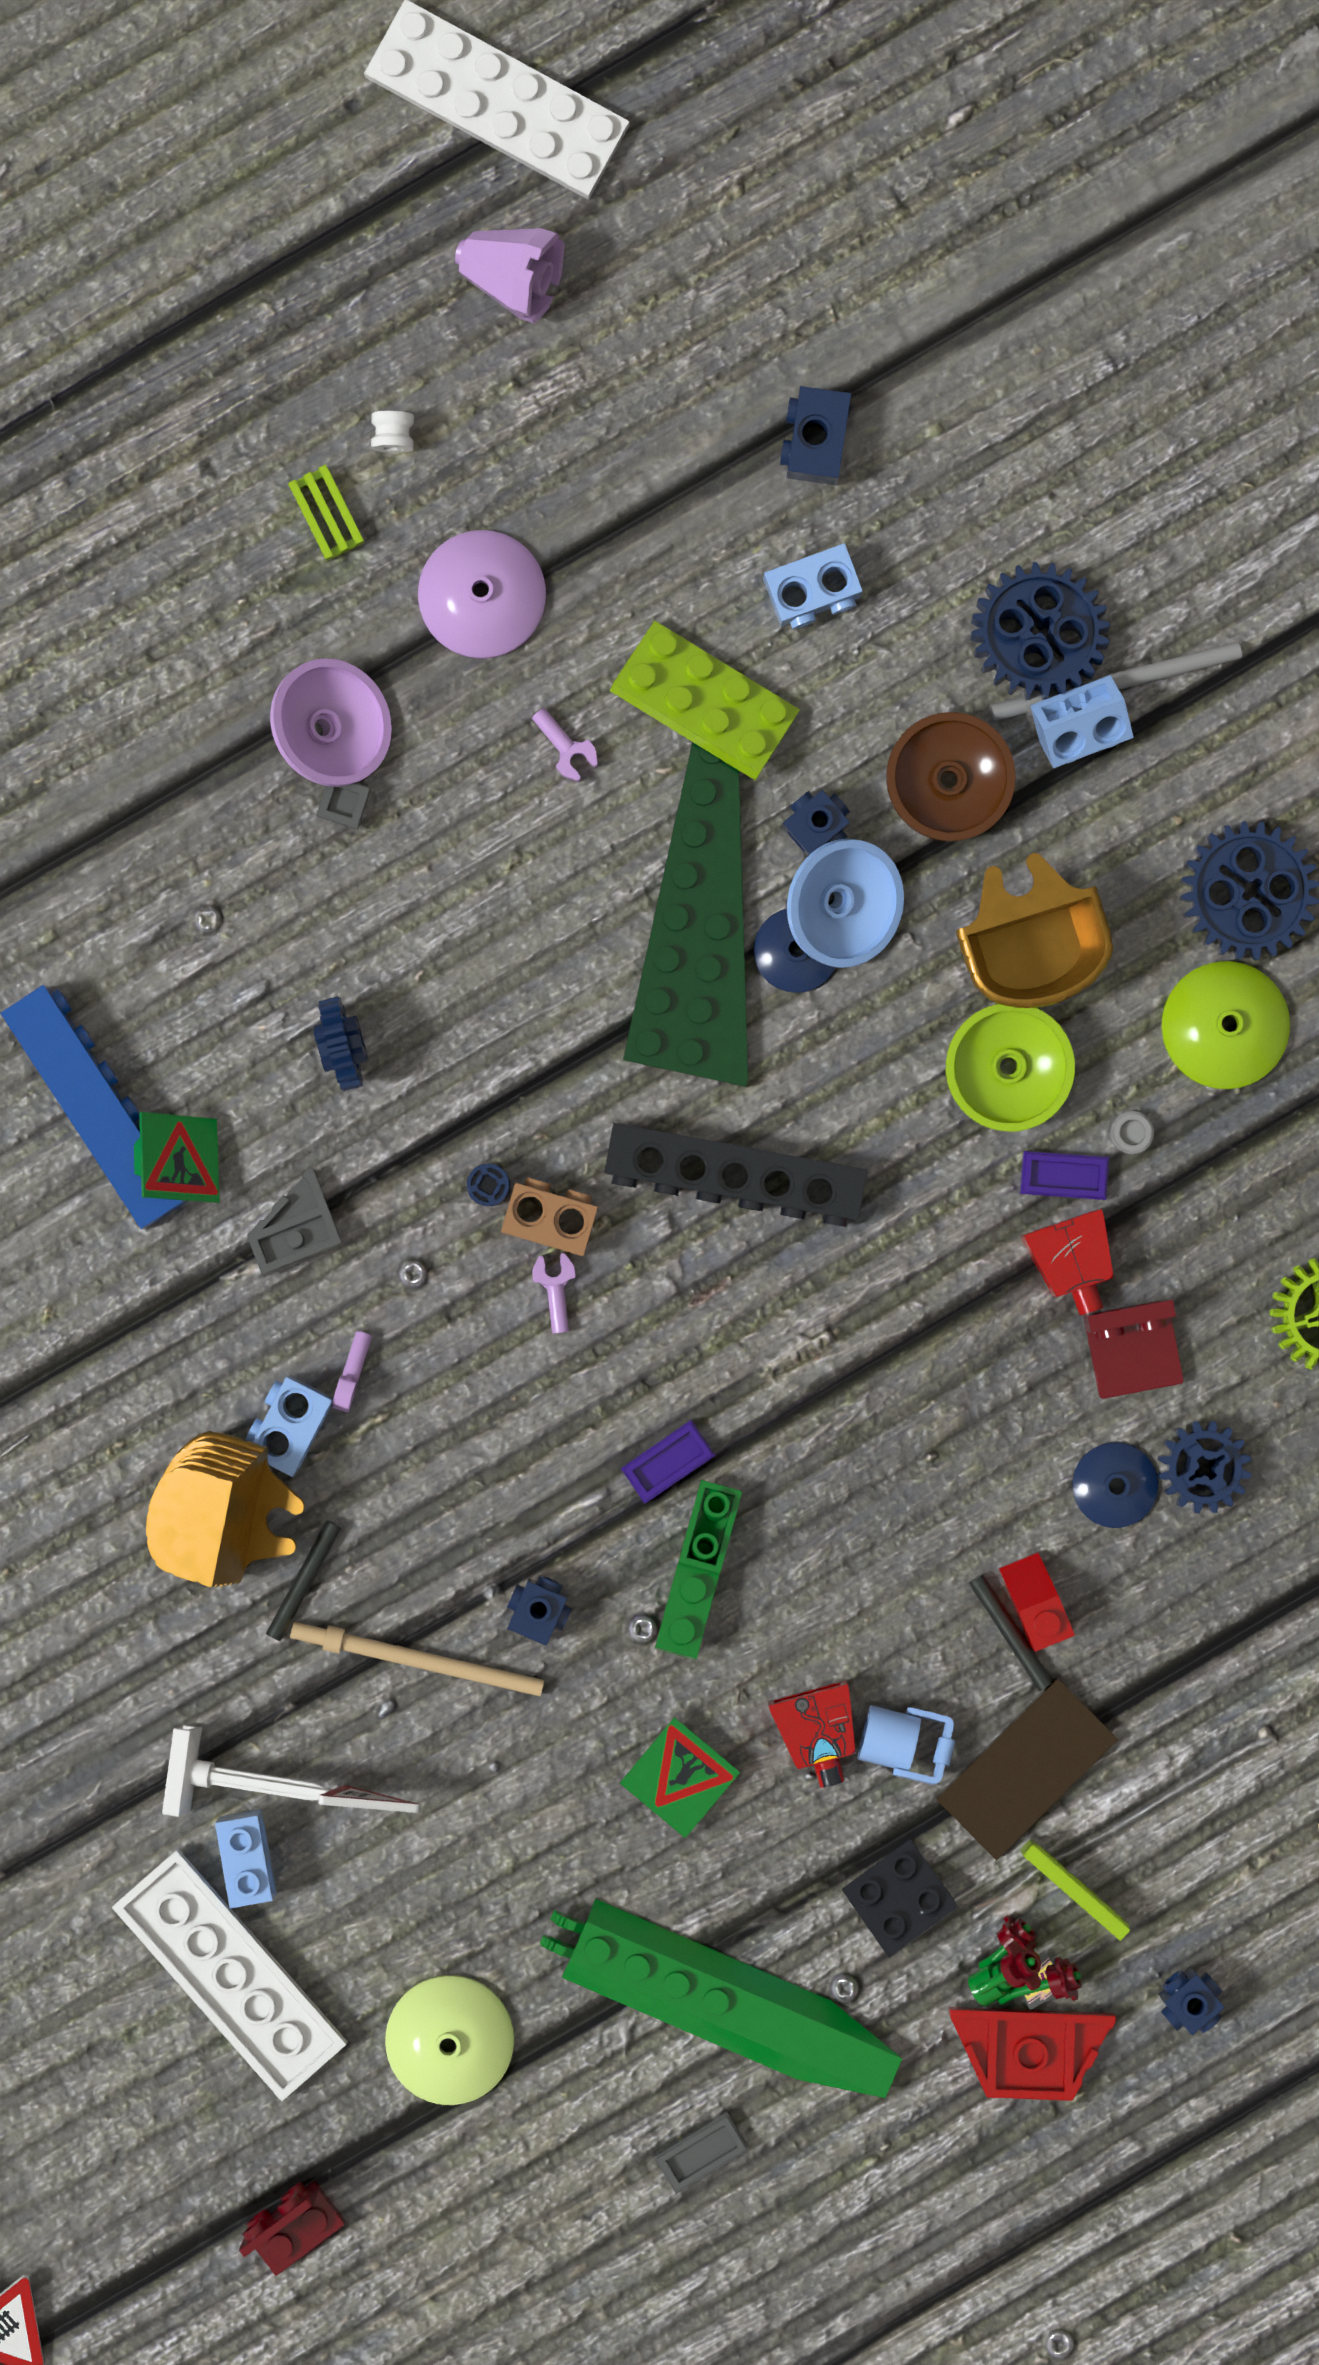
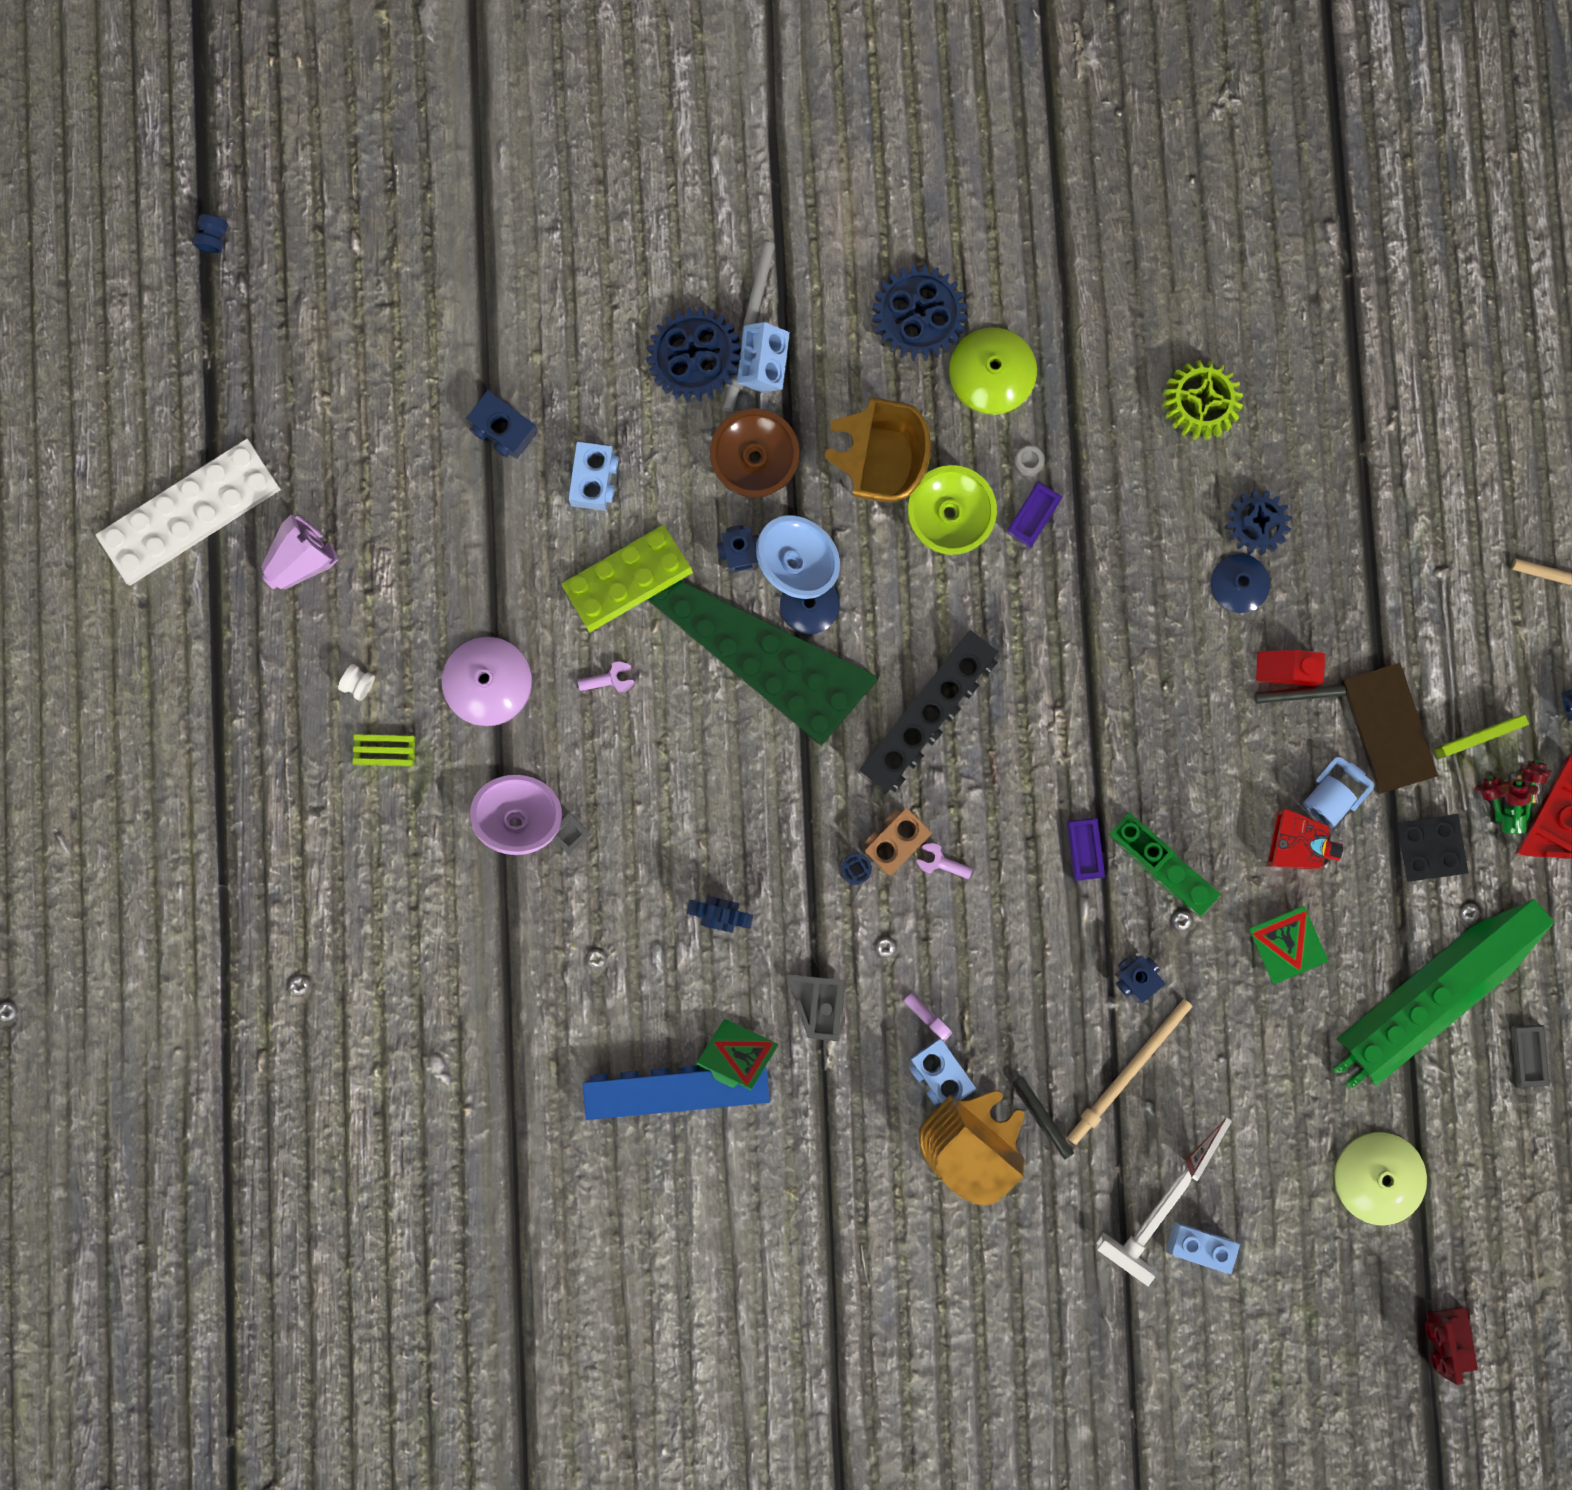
camera: 70 degrees left, 5 degrees down
(229, 1974) = (1270, 1297): white plate -> none
(1073, 1258) = (1088, 534): red torso -> none
(1133, 1348) = (1162, 527): dark red bracket -> none

